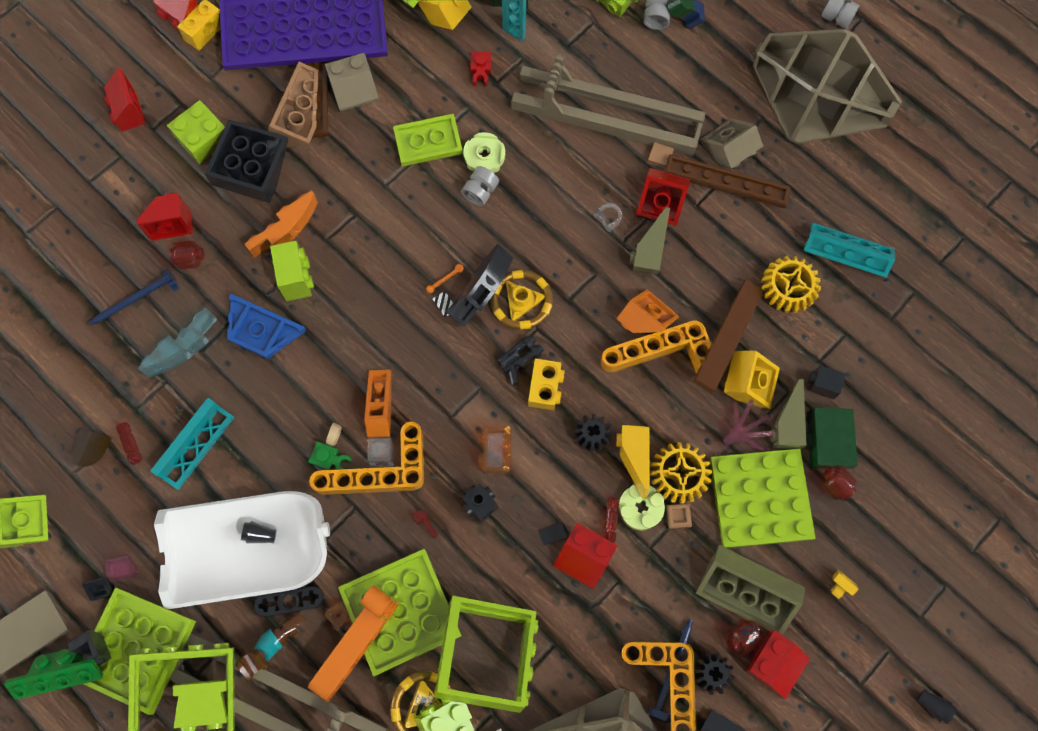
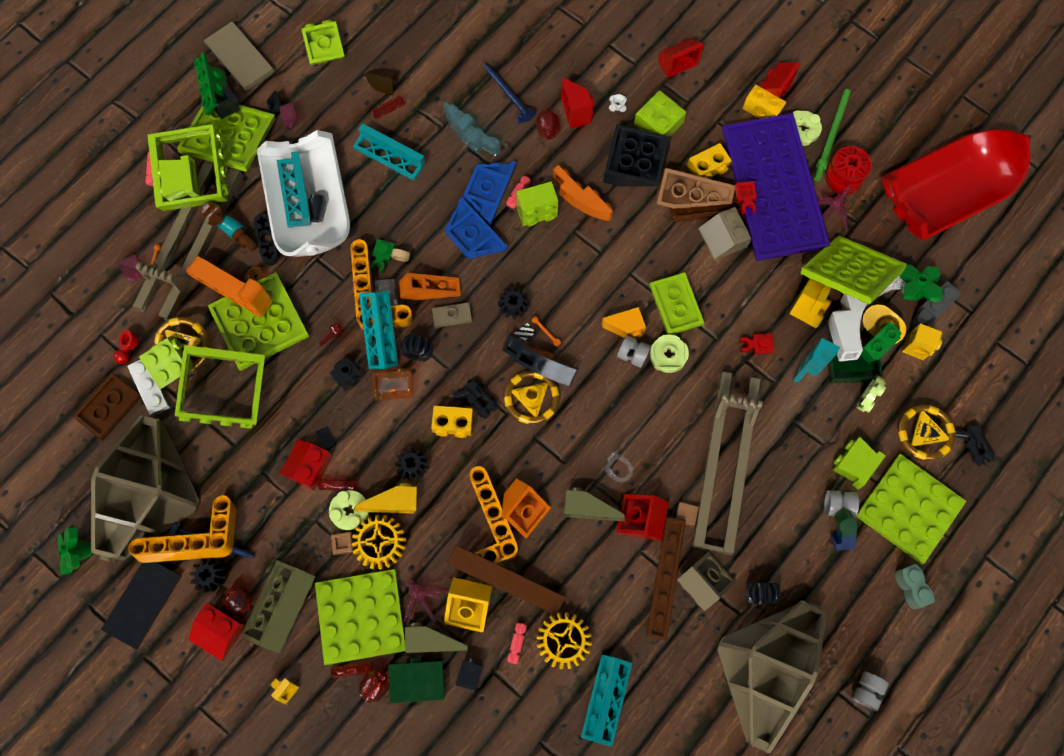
camera: 85 degrees right, 0 degrees up
(169, 172) = (617, 99): none -> white plate
(228, 553) = (299, 187): none -> teal fence
(264, 88) = (706, 160): none -> yellow brick
(268, 295) = (524, 183): none -> coral axle
(311, 50) = (747, 194): none -> red plate
(314, 351) = (472, 233): none -> blue wing
(403, 315) = (513, 310): none -> black gear
(415, 380) = (451, 315): none -> dark tan plate
(428, 452) = (382, 329): none -> teal fence
(447, 191) = (625, 323): none -> light orange slope
(455, 418) = (417, 347): none -> black gear
(747, 89) = (763, 593): none -> black gear
(791, 333) = (517, 643): none -> coral axle
(819, 509) = (351, 669): none -> clear red axle

